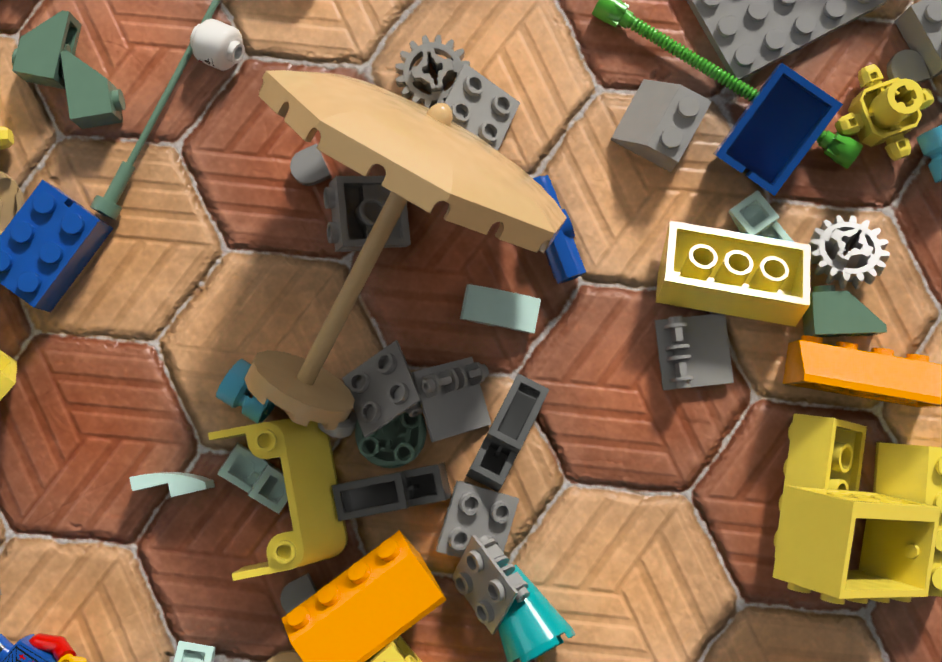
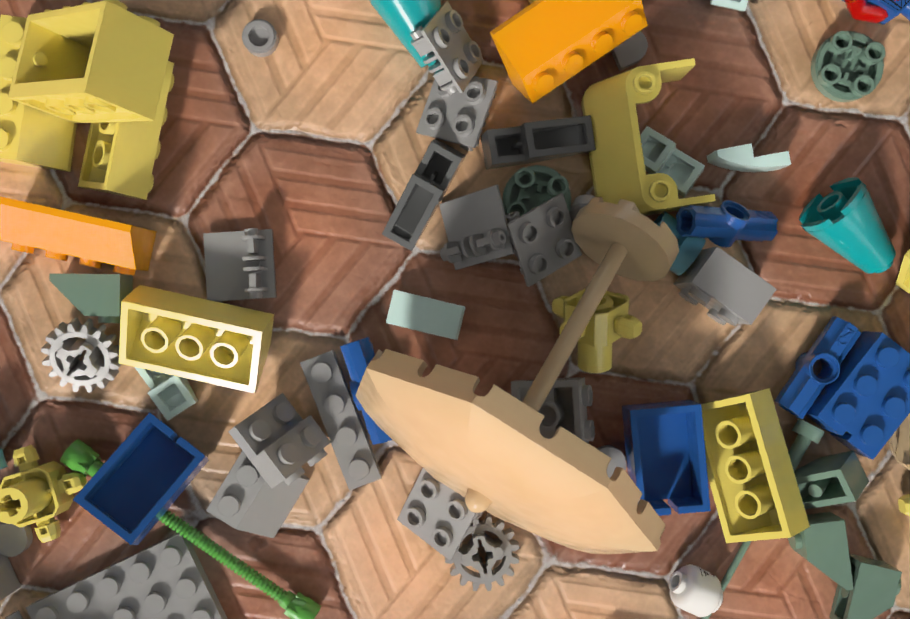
camera: 175 degrees left, 5 degrees up
(67, 417) = (850, 226): none -> teal cone
(69, 587) = (847, 66): none -> sand green tile
(84, 291) = (830, 349): none -> blue piece
(88, 156) = (831, 480): none -> sand green slope
(166, 168) = (751, 469): none -> light yellow slope
(194, 347) = (724, 287): none -> light grey brick
(194, 412) = (726, 223): none -> blue piece
(251, 174) = (667, 455): none -> blue piece
(316, 300) = (605, 327): none -> light yellow piece
(581, 199) = (341, 420): none -> light grey plate
(640, 173) = (280, 441): none -> light grey plate
(687, 590) = (260, 38): none -> light grey tile

